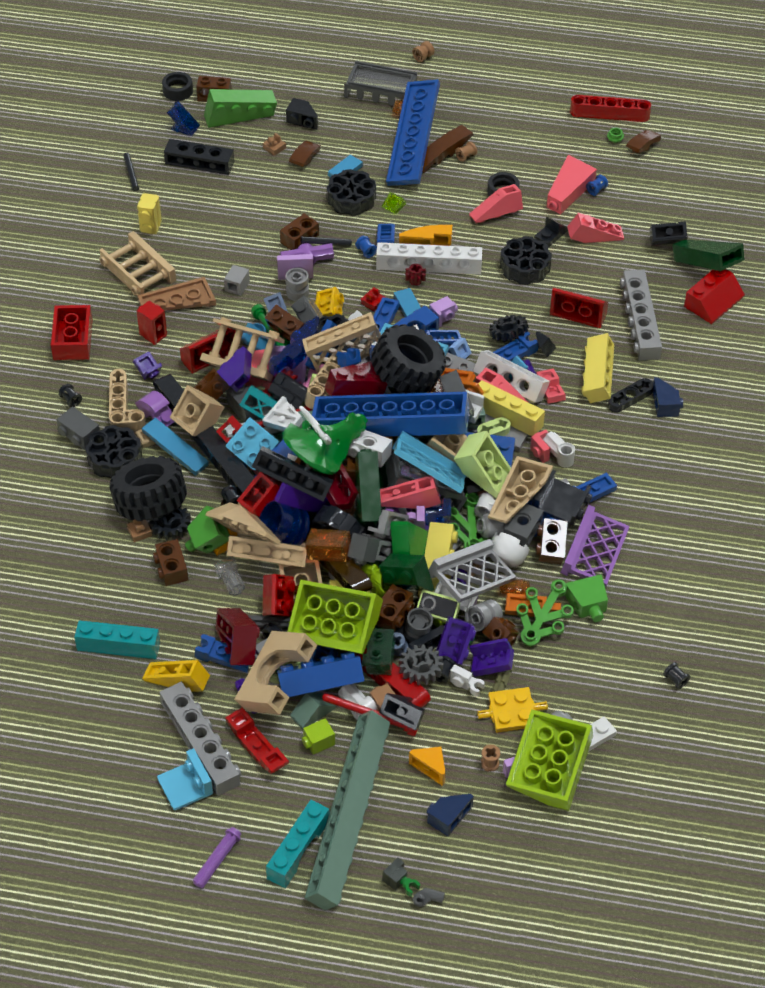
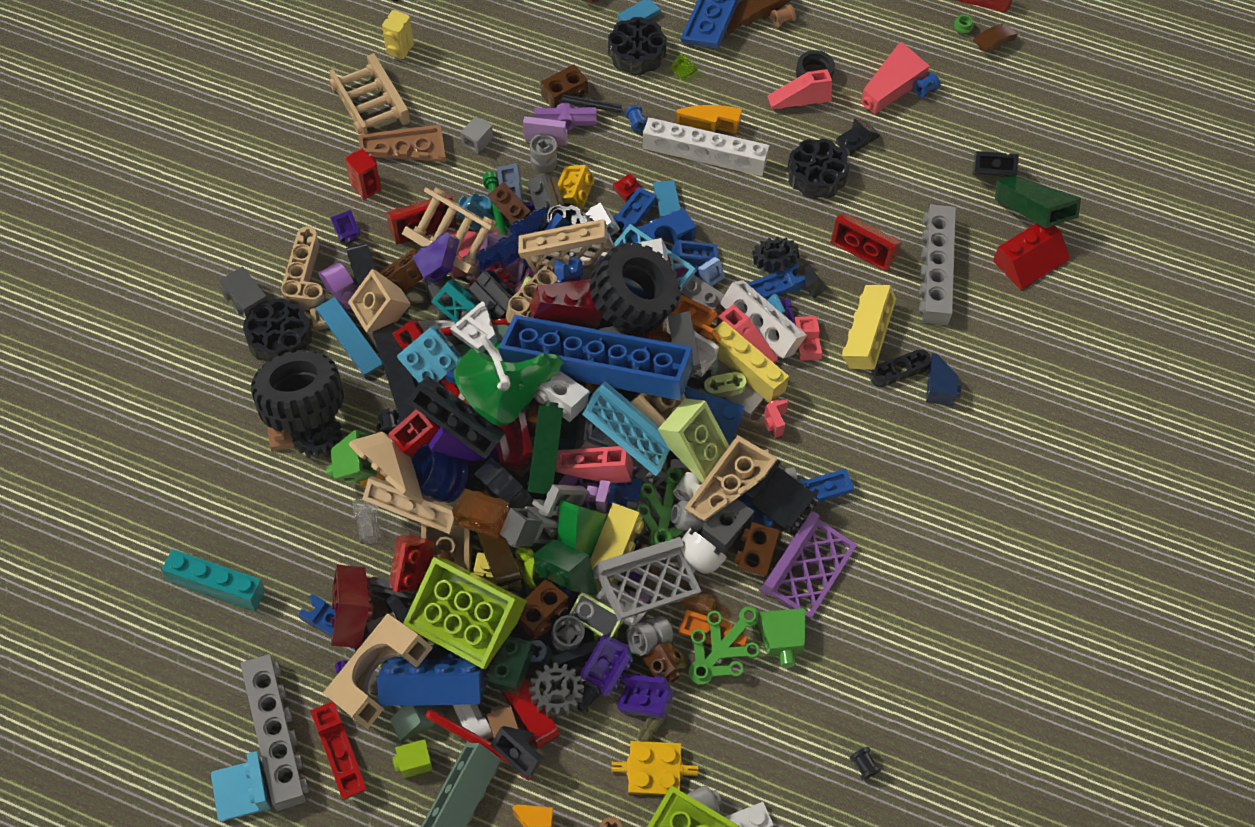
camera: 10 degrees right, 10 degrees up
(70, 396) = (248, 248): black bush -> none
(71, 332) = (270, 169): red brick -> none
(171, 562) = (307, 489): reddish brown brick -> none
(172, 672) = (271, 640): yellow slope -> none
(386, 233) = (663, 110): blue slope -> none
(415, 274) = (684, 164): dark red gear -> none
(444, 309) = (705, 216): lavender brick -> none
(464, 679) = (604, 715): white plate -> none
(560, 449) = (797, 424): white piece -> none
(590, 230) = (908, 143): coral slope -> none

